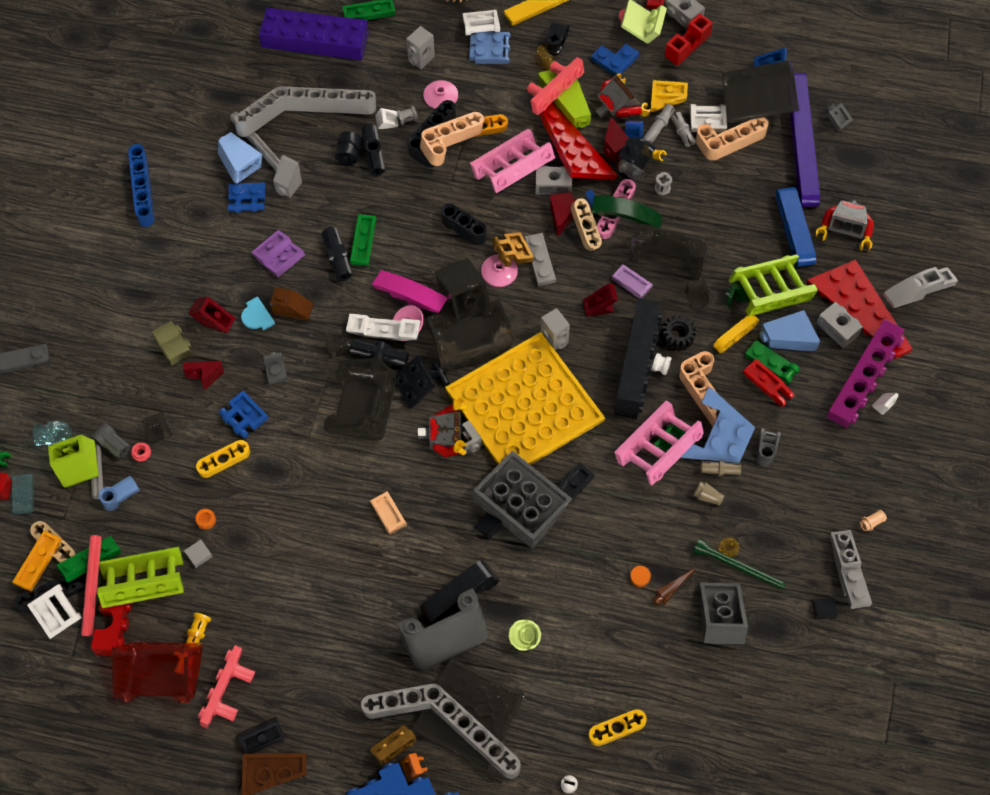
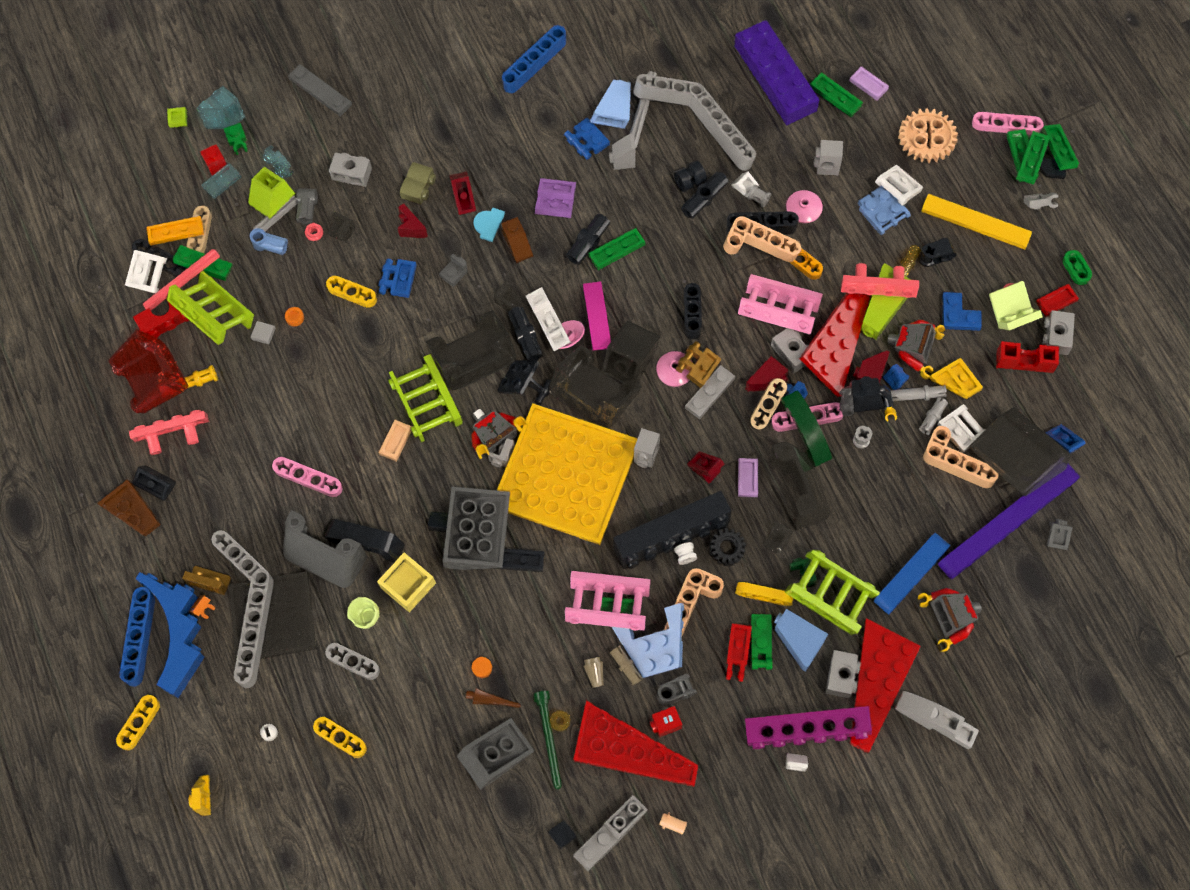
camera: 55 degrees right, 5 degrees up
(108, 393) = (358, 175): none -> light grey brick
(361, 600) = (308, 474): none -> bright pink beam
(366, 446) = (443, 399): none -> lime fence
(525, 582) = (407, 583): none -> light yellow piece
(556, 682) = (337, 660): none -> light grey beam
(785, 516) = (620, 747): none -> red wing
(788, 469) = (666, 722): none -> red brick

